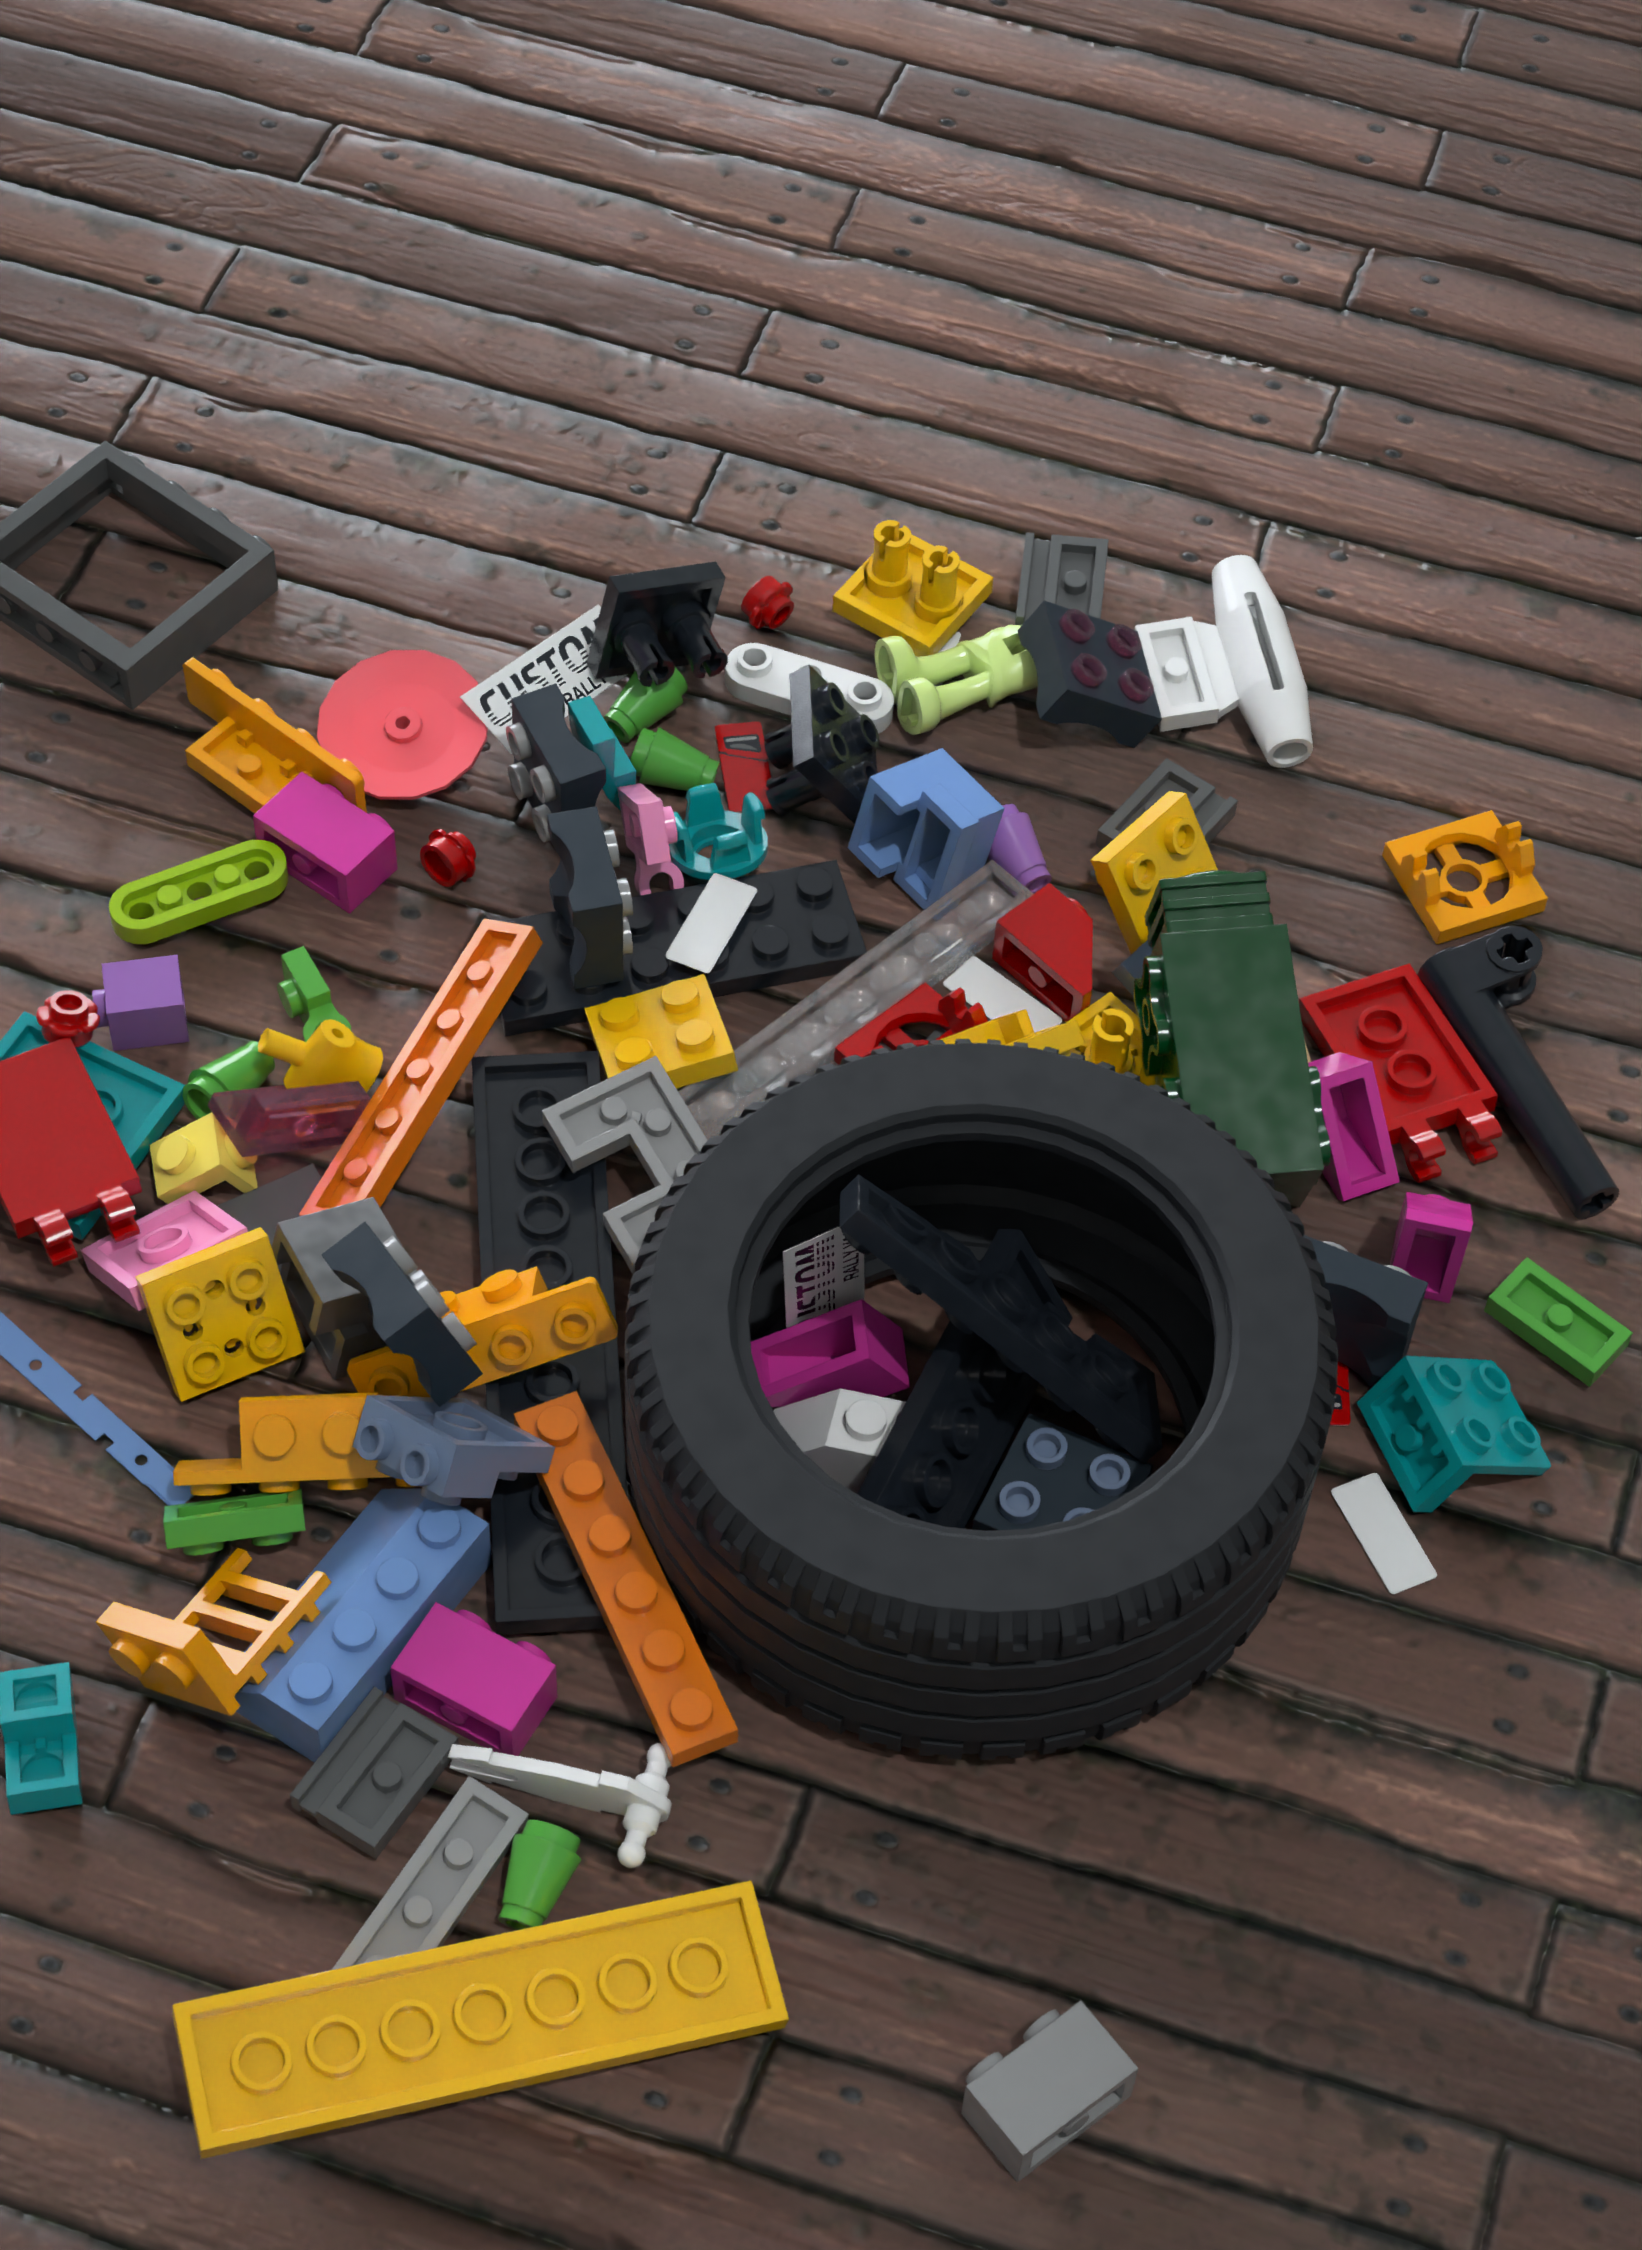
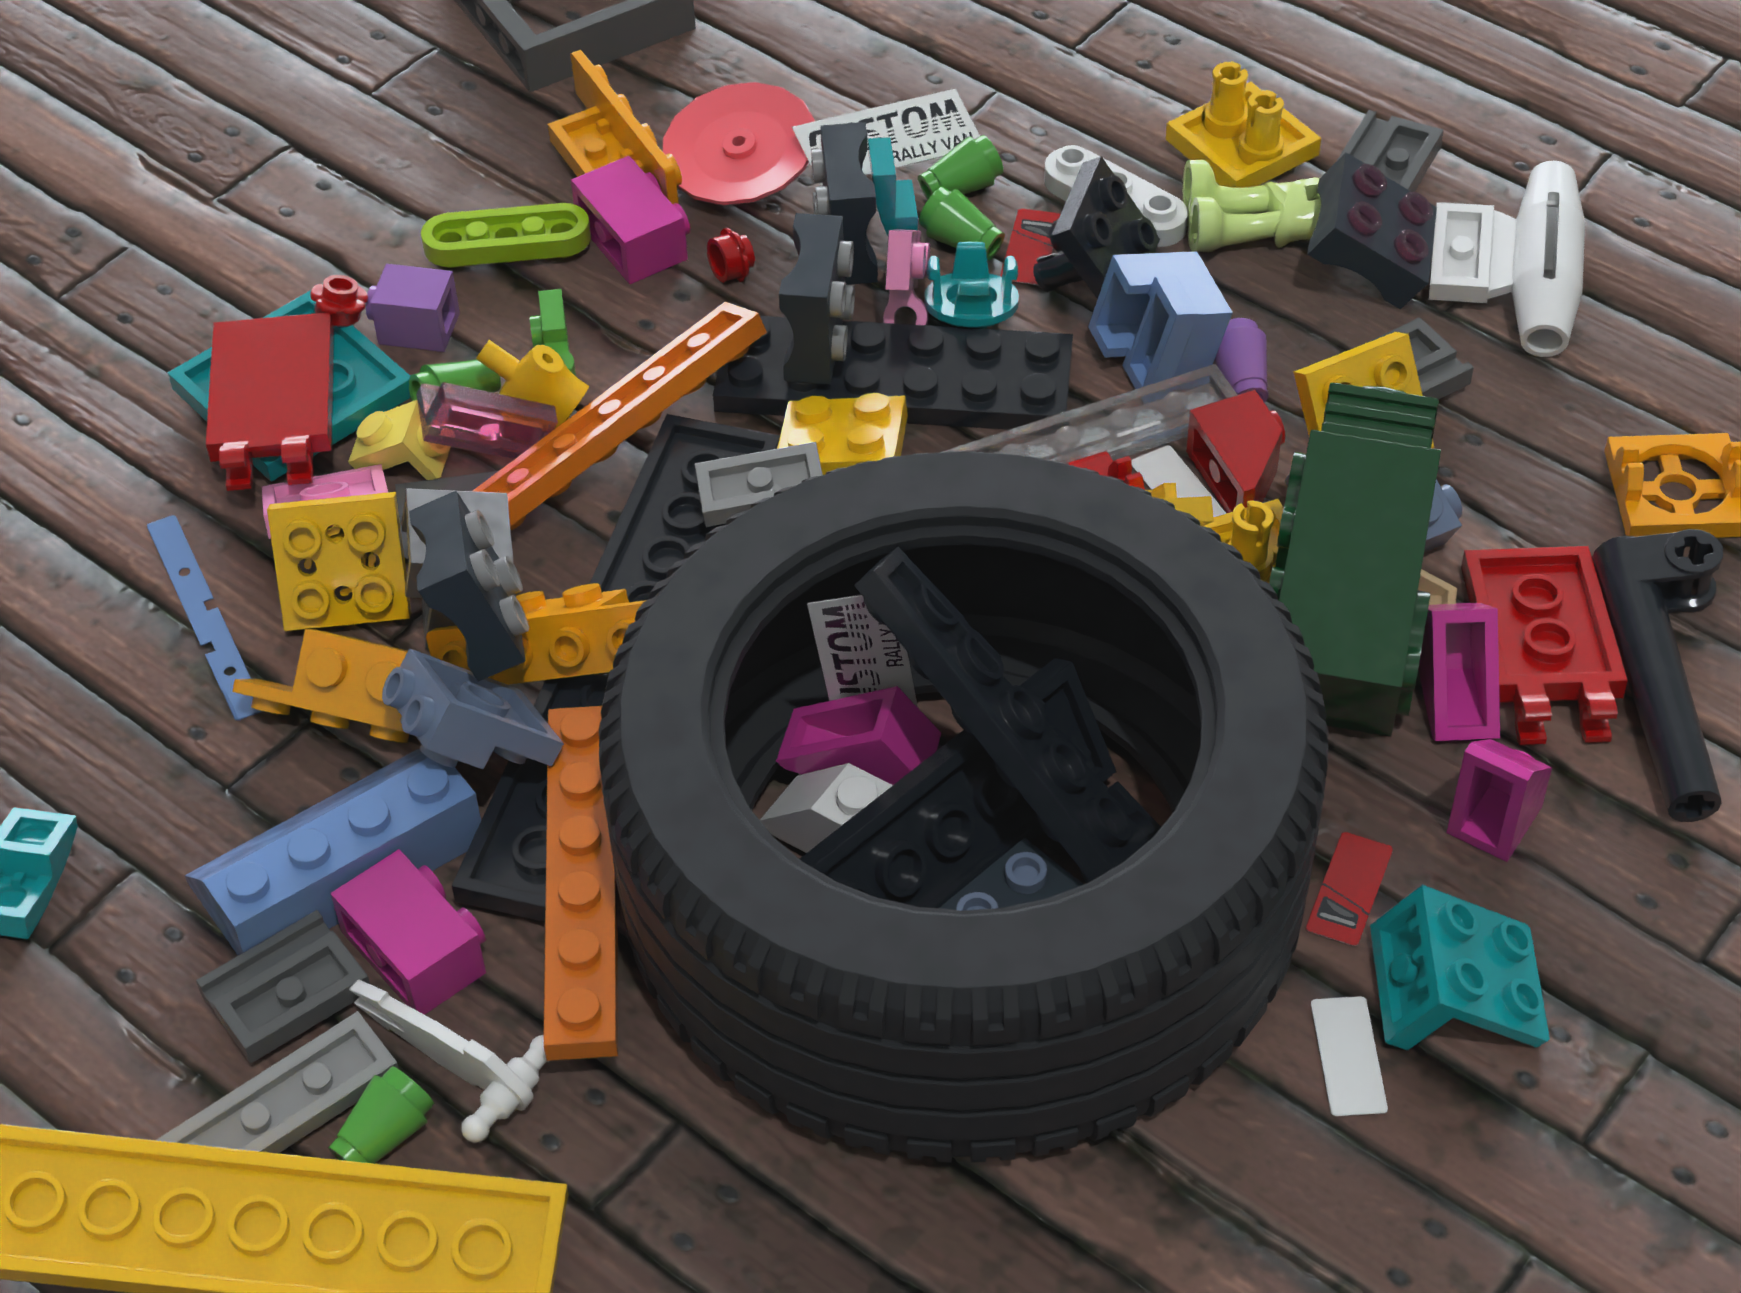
camera: 25 degrees right, 5 degrees down
(181, 1659) = (168, 844): light orange plate -> none
(207, 1524) = (246, 735): bright green plate -> none
(658, 624) = (992, 98): black plate -> none
(711, 923) = (931, 356): white sticker -> none
(768, 603) = (1108, 119): red plate -> none
(1371, 1309) = (1384, 825): black brick -> none
(1558, 1321) = (1609, 905): bright green plate -> none

